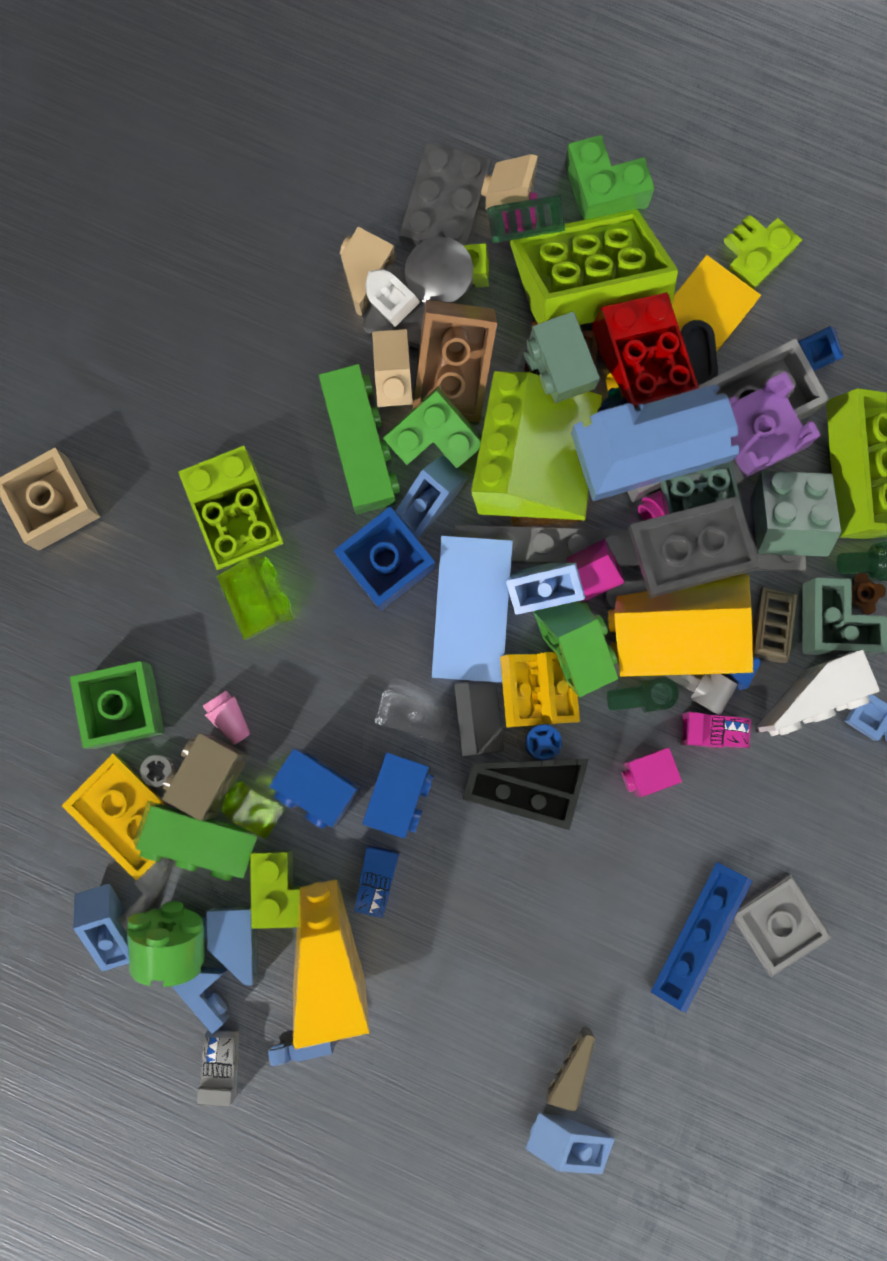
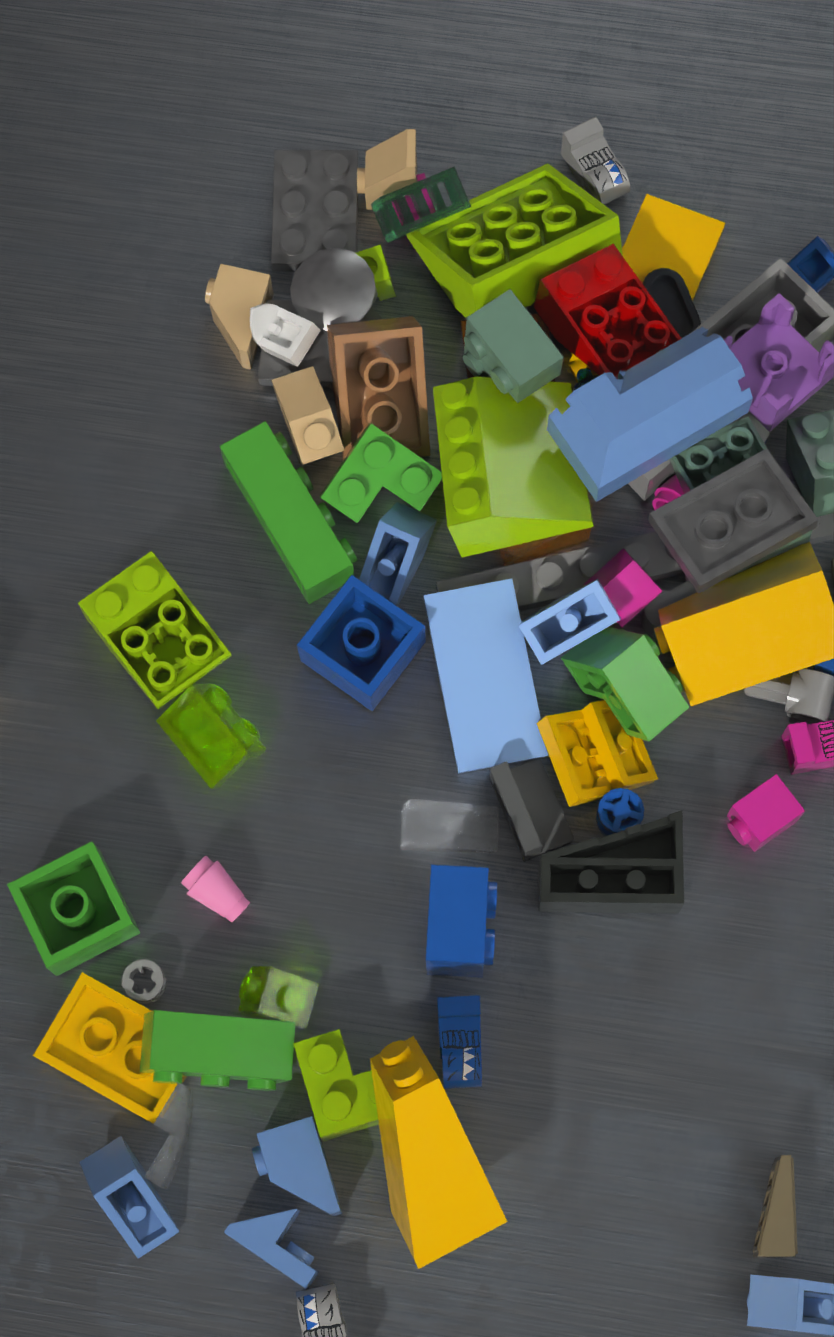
camera: 15 degrees left, 10 degrees down
(165, 945) = (216, 1188): bright green brick -> none
(204, 776) = (209, 961): dark tan brick -> none
(286, 1052) = (429, 1278): medium blue plate -> none
(315, 788) = (352, 941): blue brick -> none
(603, 187) = (500, 148): bright green brick -> none
(641, 696) = (724, 724): clear green axle -> none
(673, 218) = (594, 162): none -> light grey leg
(759, 249) = (707, 172): lime hinge -> none

